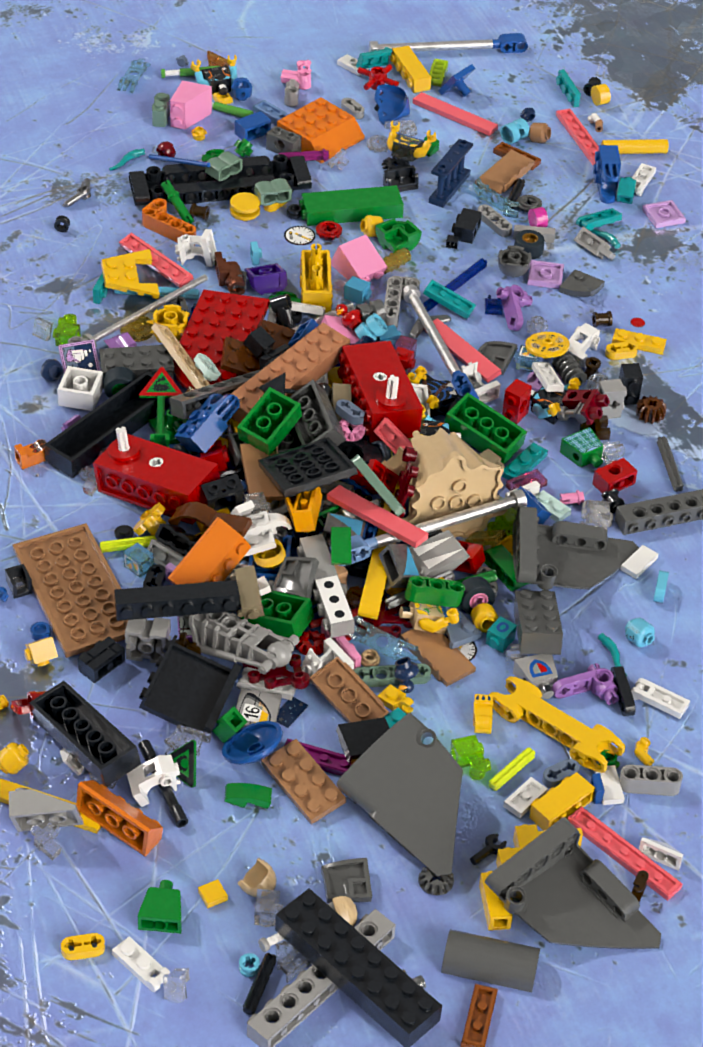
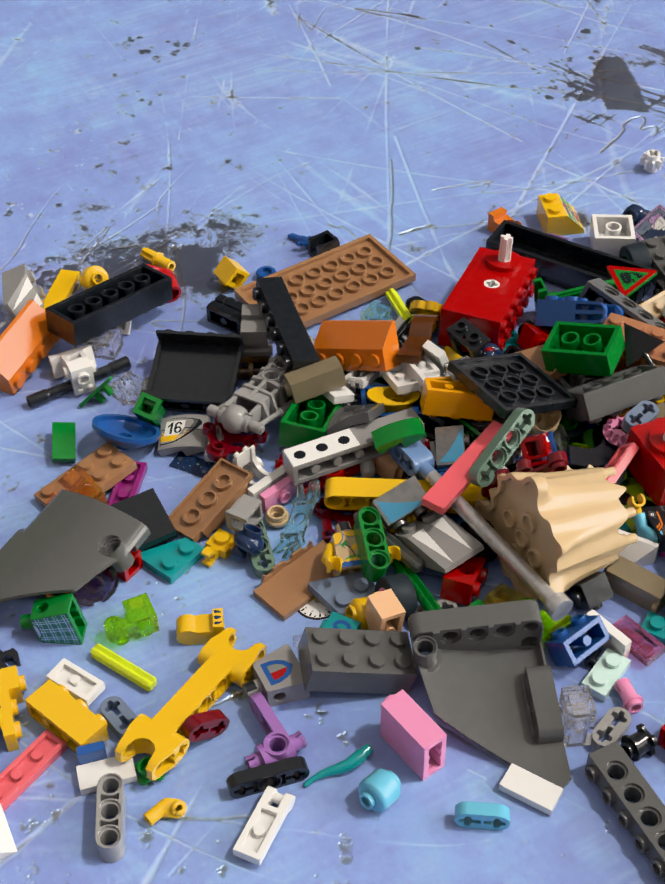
camera: 85 degrees right, 0 degrees up
(30, 419) = (557, 215): none -> yellow slope
(332, 767) = (82, 483): none -> clear orange brick
(376, 669) = (244, 511): none -> light grey window
(469, 801) = (56, 620): none -> green torso
(503, 598) = (384, 611): none -> light nougat slope
(582, 715) = (205, 725): none -> dark red beam
(603, 603) = (412, 734): none -> bright pink brick

